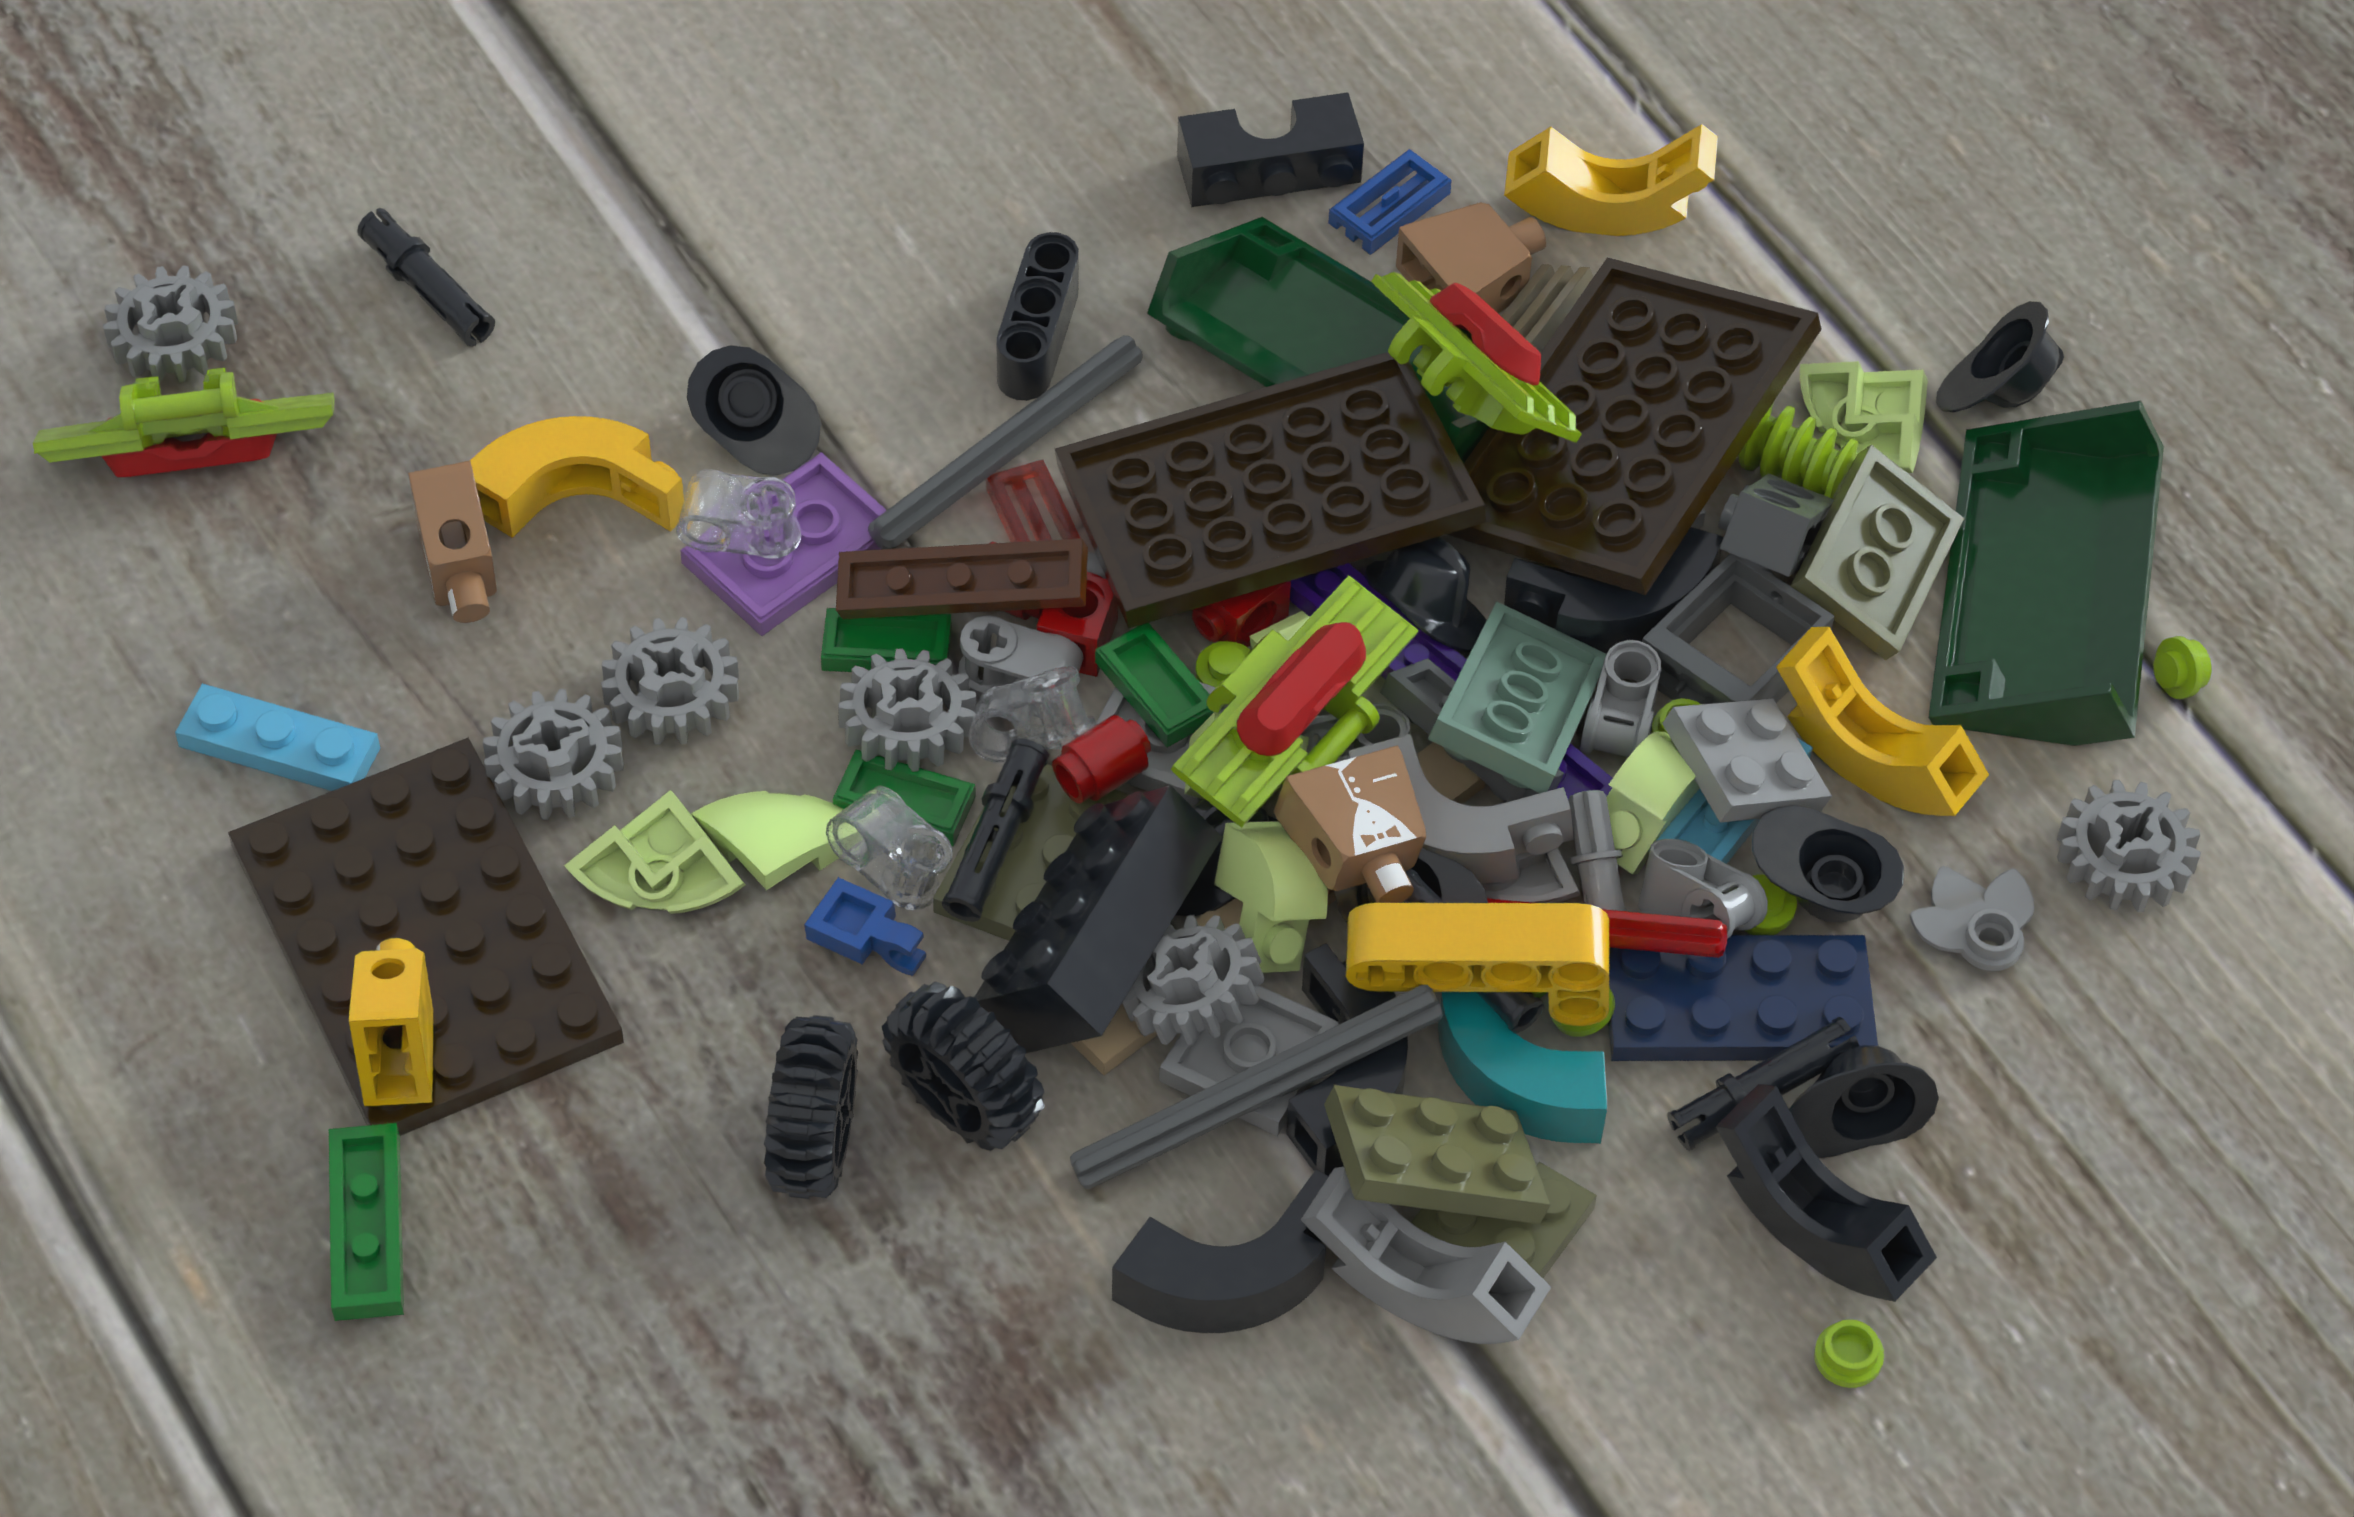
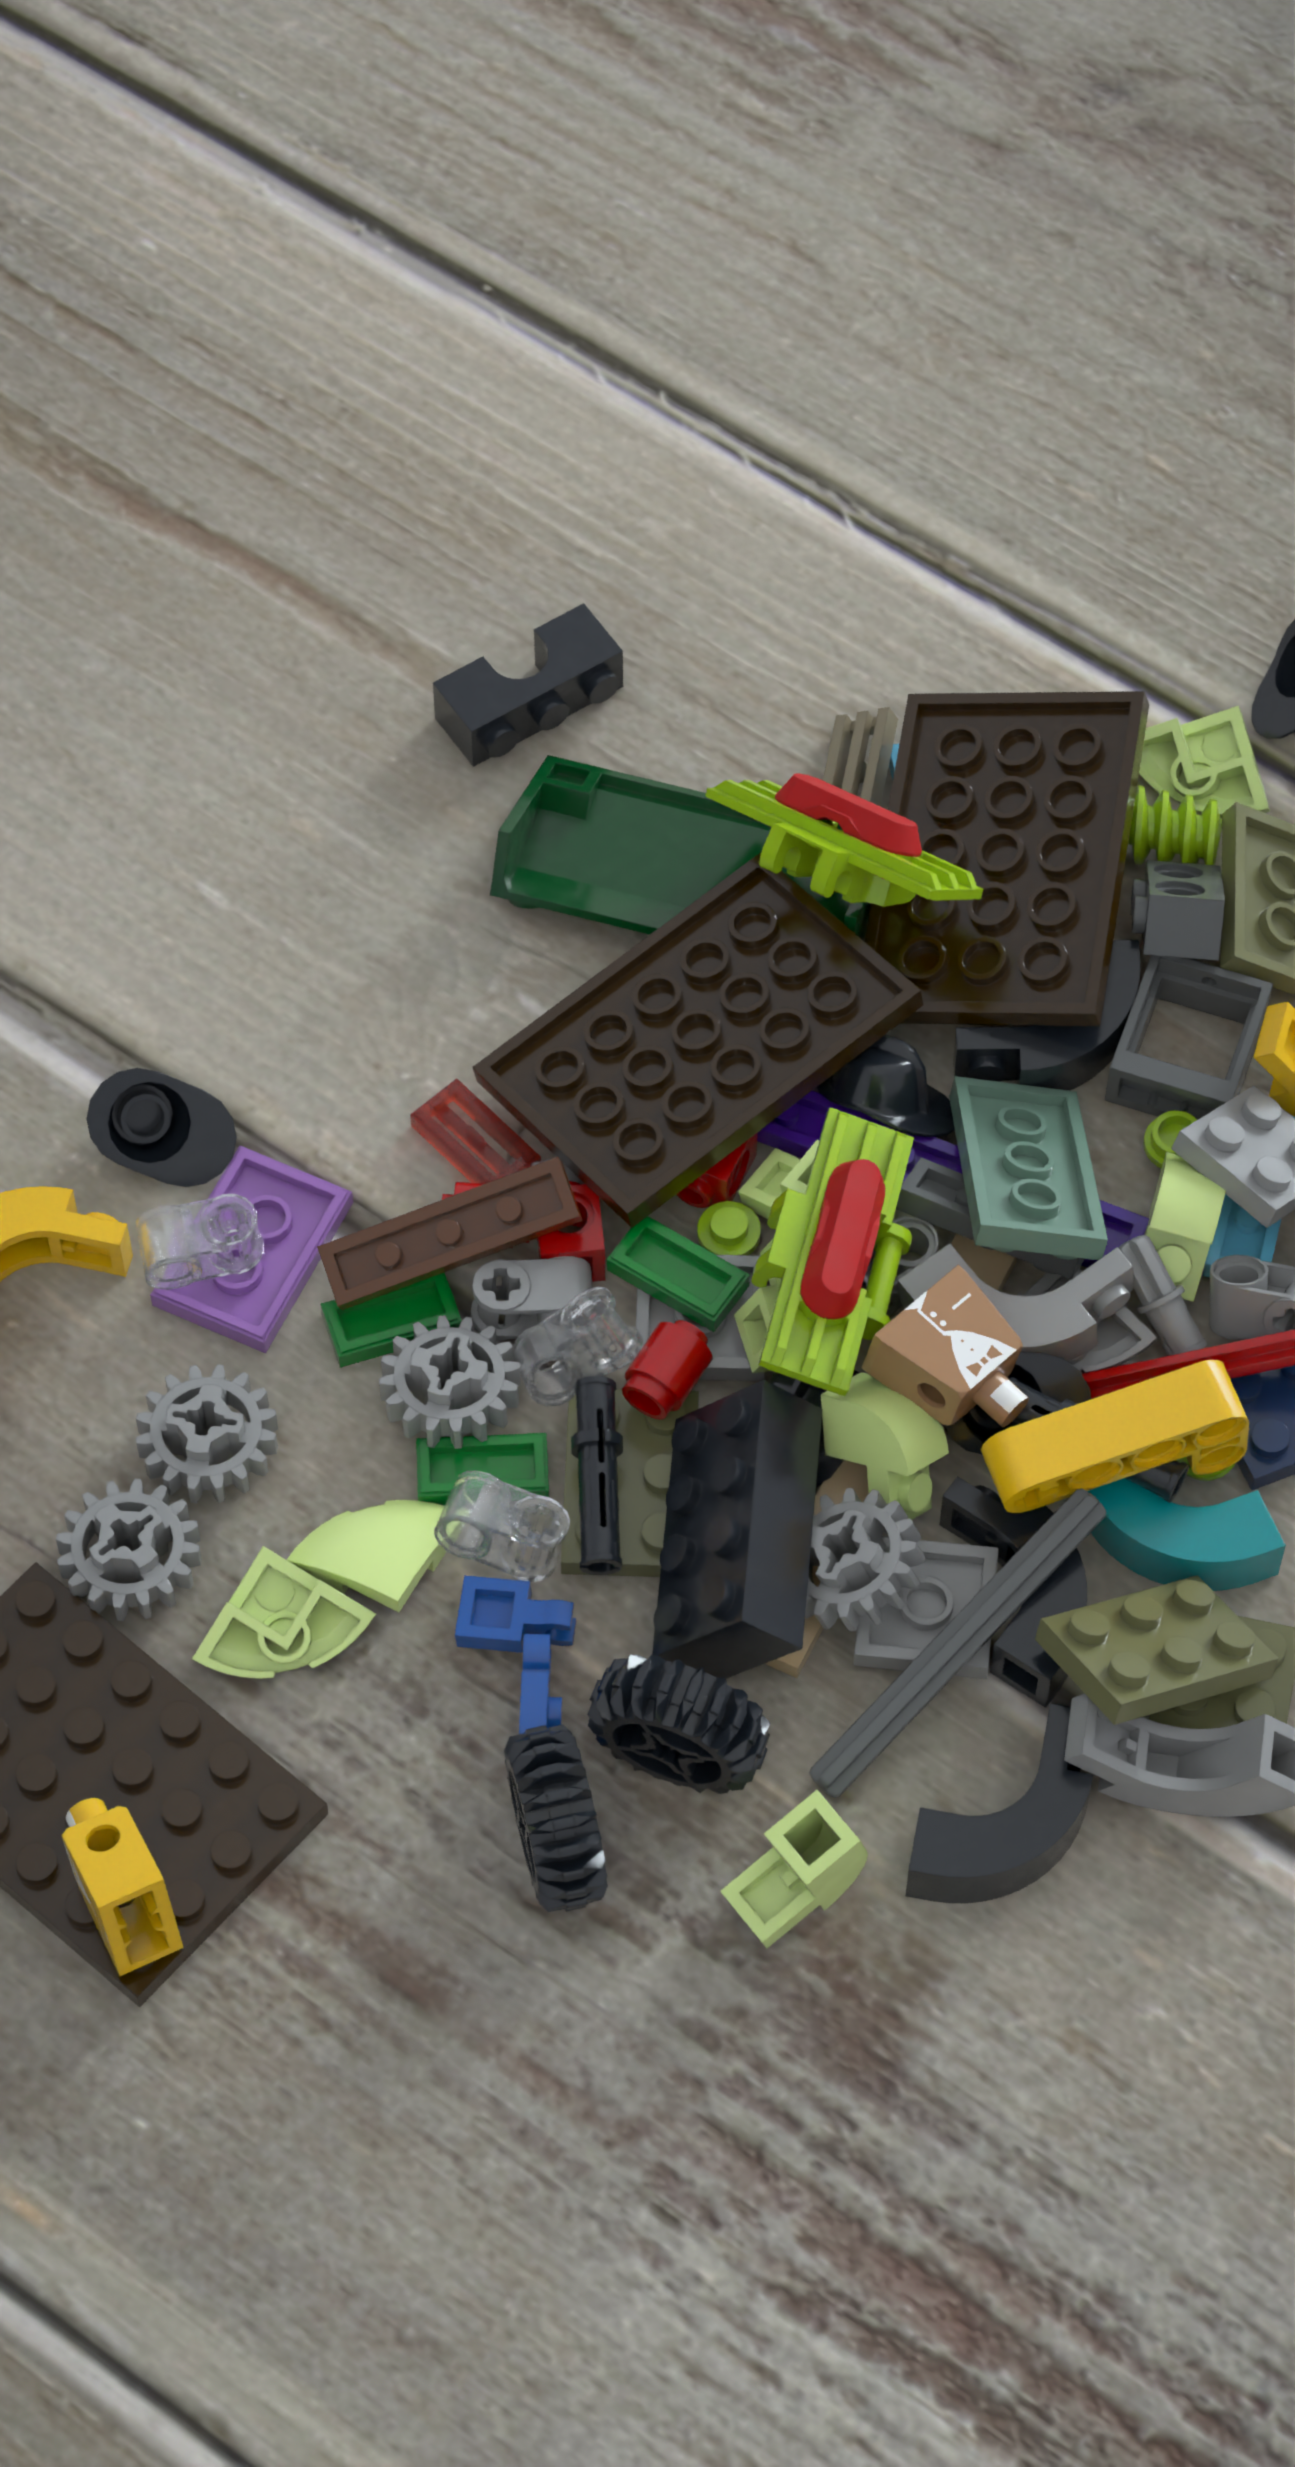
camera: 20 degrees left, 5 degrees up
(365, 1222) = (173, 2090): green plate -> none
(856, 991) = (535, 1702): none -> blue plate
(1004, 443) = (414, 1075): dark grey axle -> none
(1023, 1234) = (807, 1867): none -> yellowish green brick
(1037, 316) = (392, 955): black beam -> none
(1398, 206) = (646, 732): blue tile -> none
(1473, 250) = (768, 731): medium nougat torso -> none
(1608, 195) = (874, 623): yellow arch -> none
(1622, 710) = (1117, 1143): light grey piece -> none

